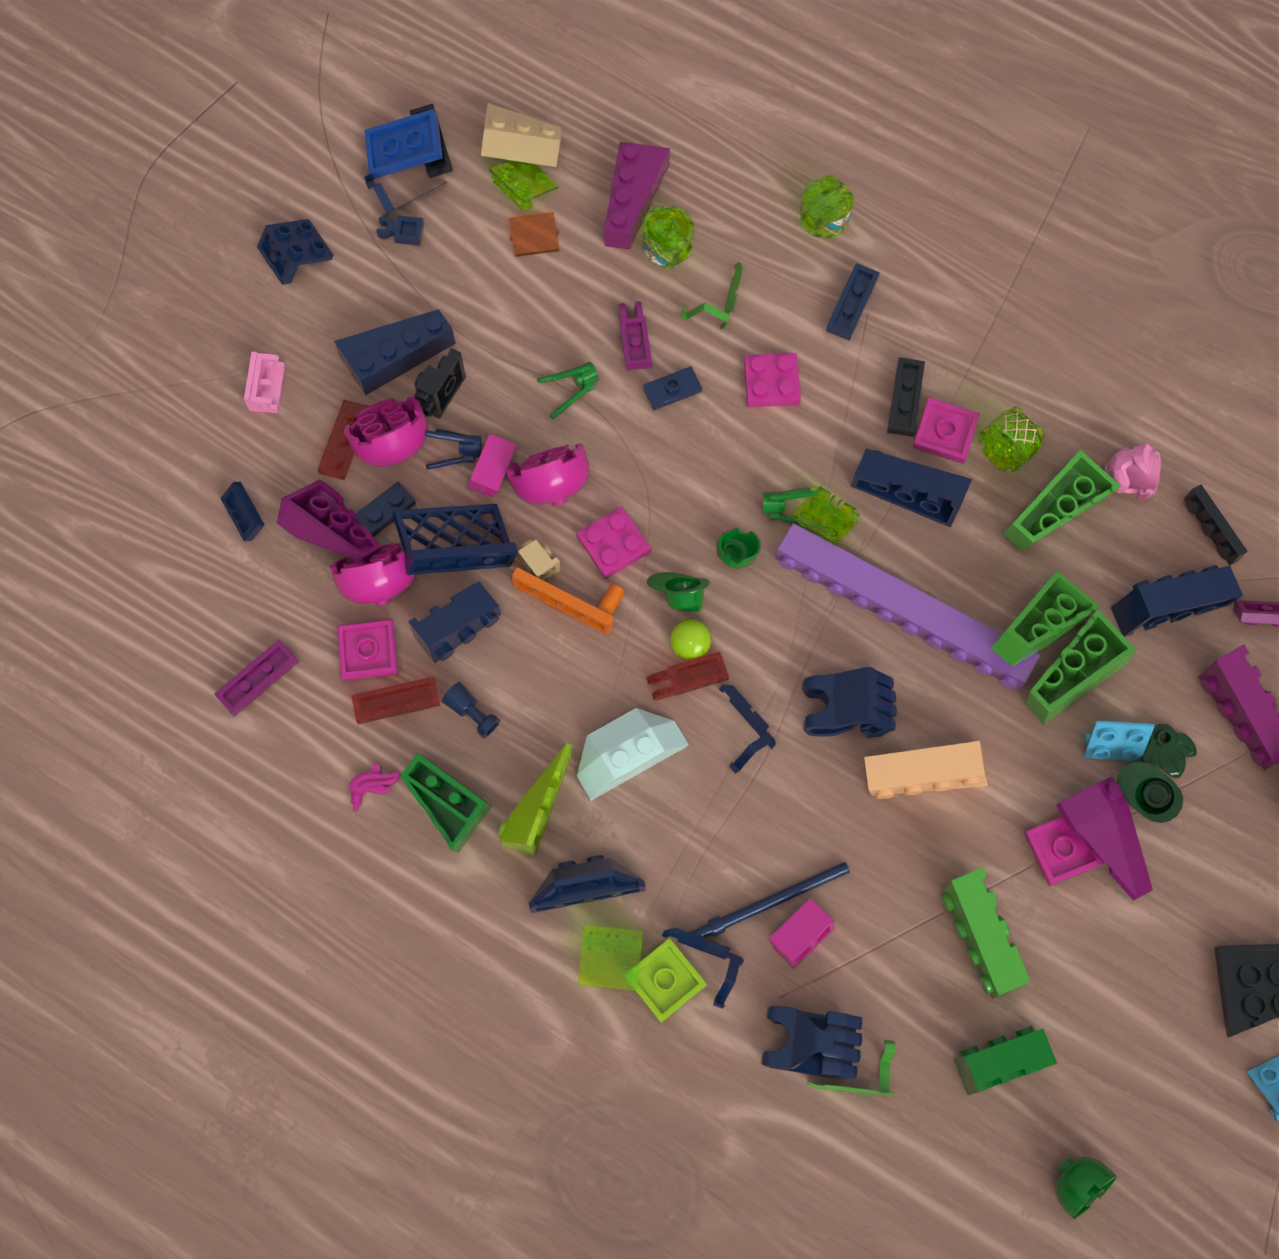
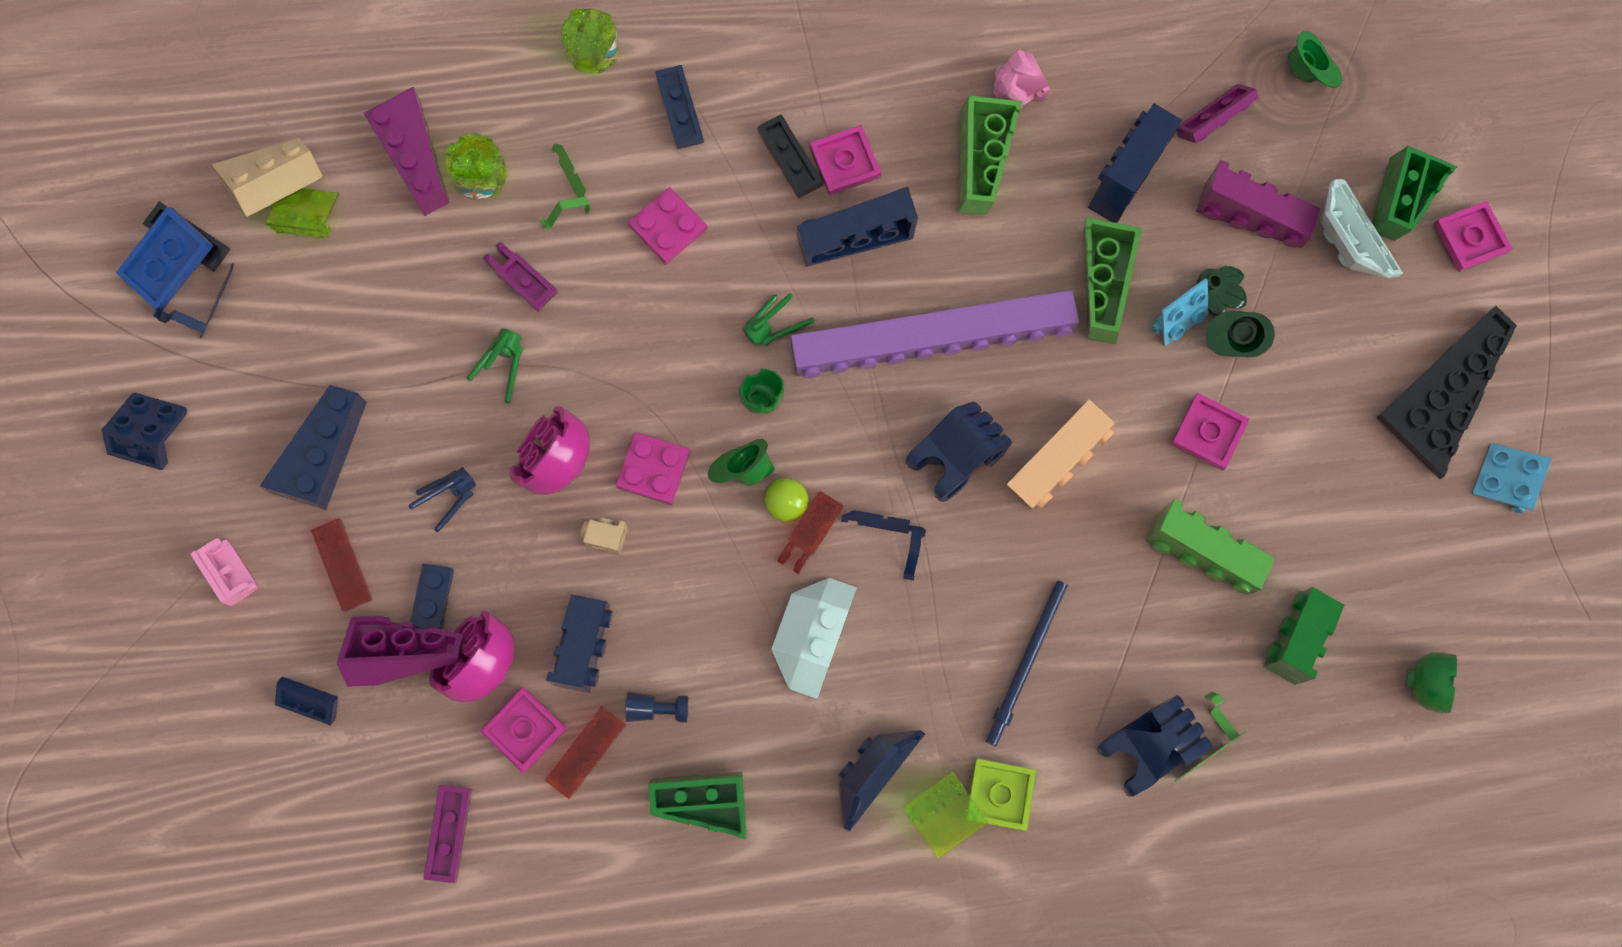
camera: 45 degrees left, 5 degrees up
(372, 782) = (624, 837): dark pink piece -> none
(388, 432) = (378, 528): dark pink cylinder -> none
(405, 231) = (234, 335): dark blue plate -> none
(438, 386) = (388, 455): black plate -> none
(458, 556) = (541, 583): dark blue fence -> none
(492, 465) = (494, 485): dark pink hinge -> none
(531, 815) = (783, 755): lime wedge -> none
(534, 234) = (353, 252): clear orange piece -> none
(597, 618) = (696, 543): orange piece -> none
(672, 388) = (590, 297): dark blue plate -> none
(714, 949) = (1018, 736): dark blue piece -> none
(802, 933) = (1073, 665): dark pink hinge -> none
(825, 518) = (811, 310): clear neon green hinge -> none
(1011, 440) = (905, 128): clear neon green brick -> none
(1048, 617) = (1052, 255): bright green wedge -> none
(1106, 823) = (1224, 385): magenta wedge -> none
(1215, 525) = (1114, 78): black plate -> none

